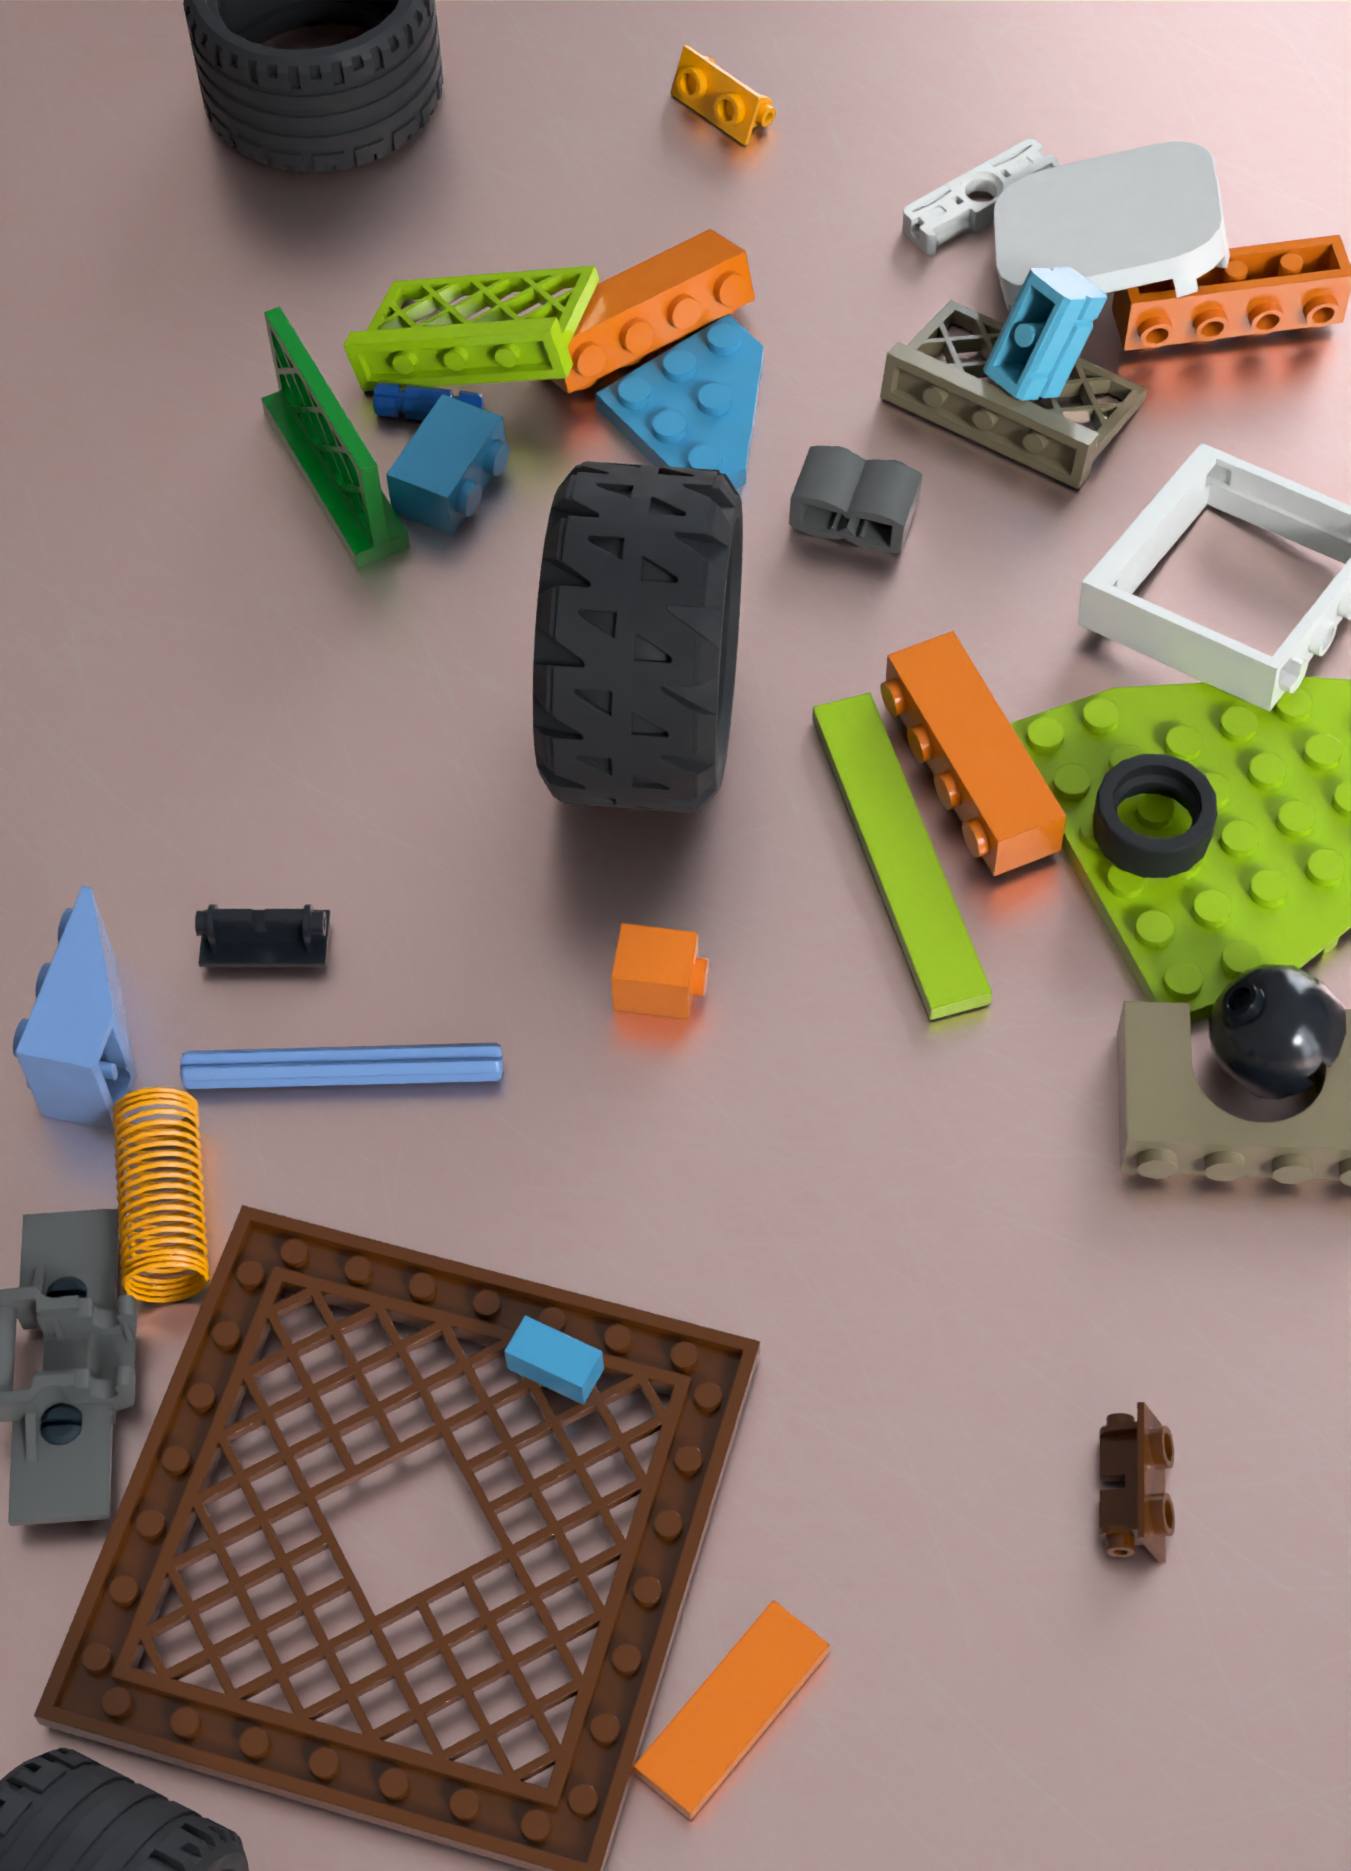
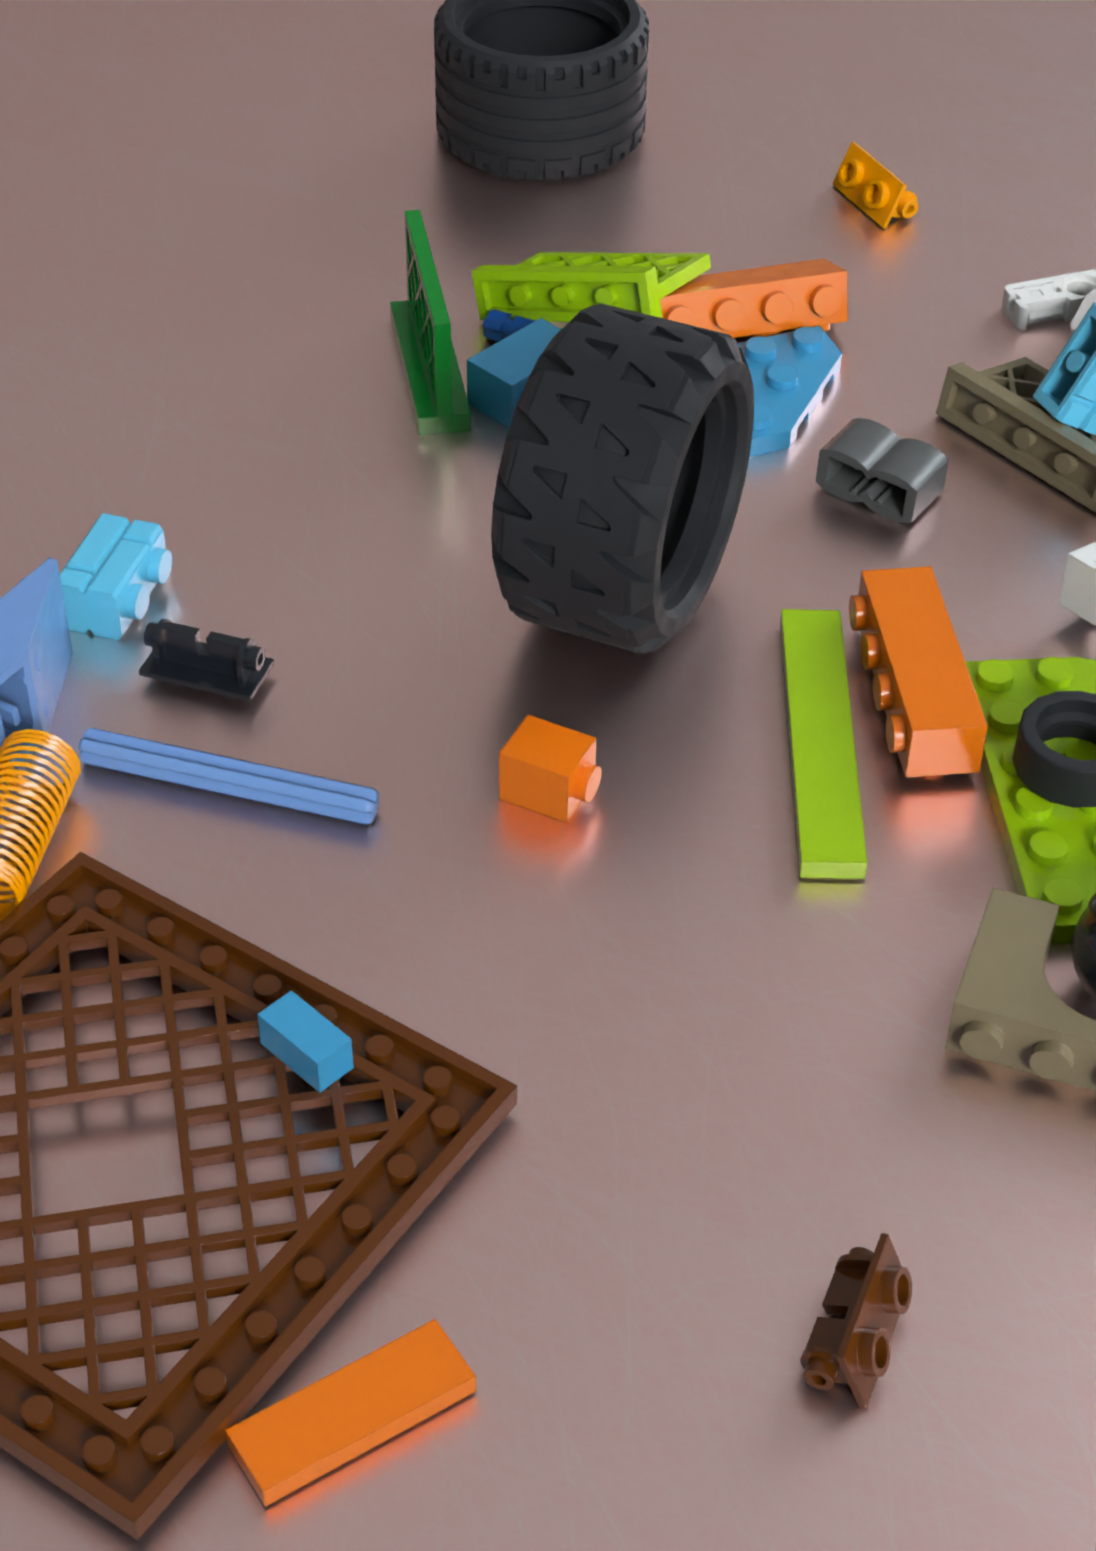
camera: 15 degrees right, 15 degrees down
(124, 853) = (113, 575): none -> medium azure brick

